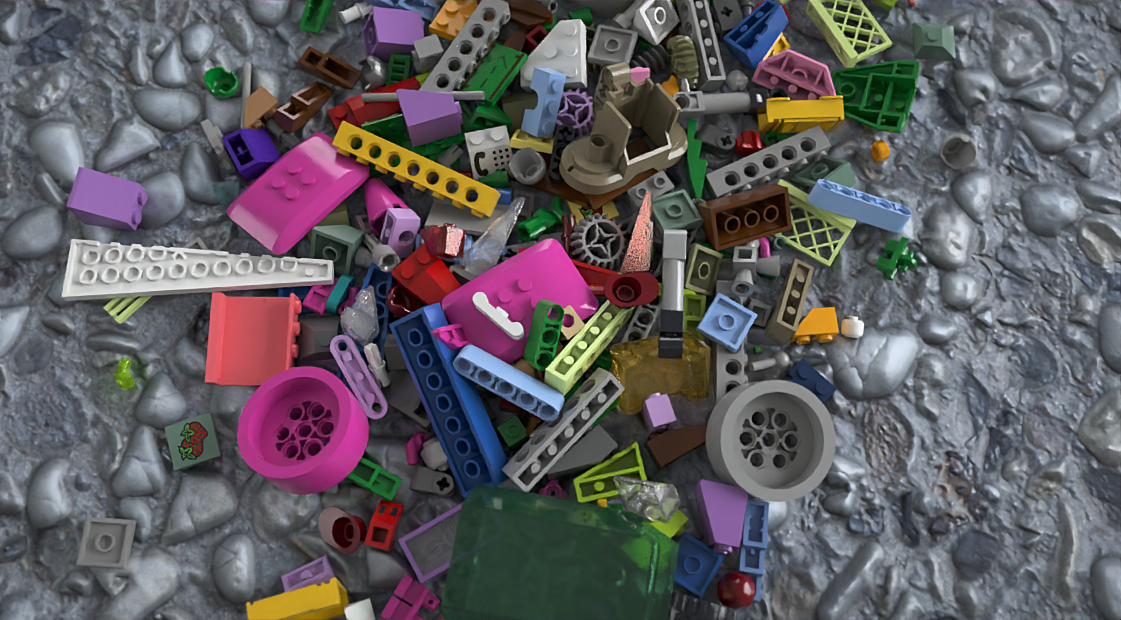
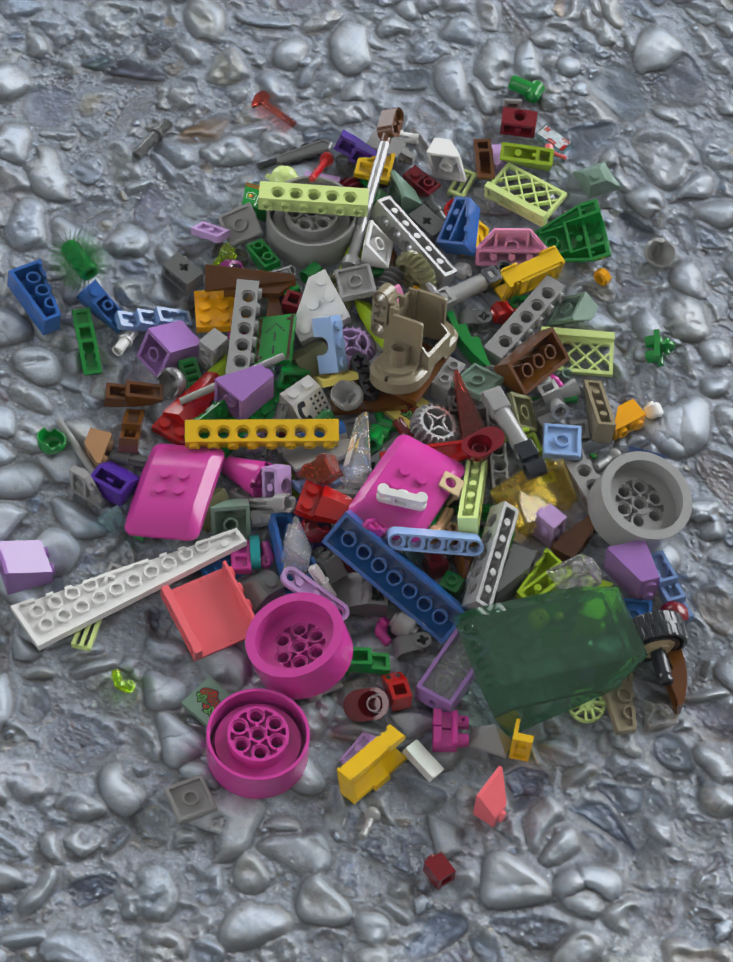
camera: 30 degrees left, 15 degrees down
(235, 535) = (241, 770): none -> dark pink wheel
(540, 323) = (441, 496): green beam -> none
(859, 206) = (610, 320): light blue beam -> none

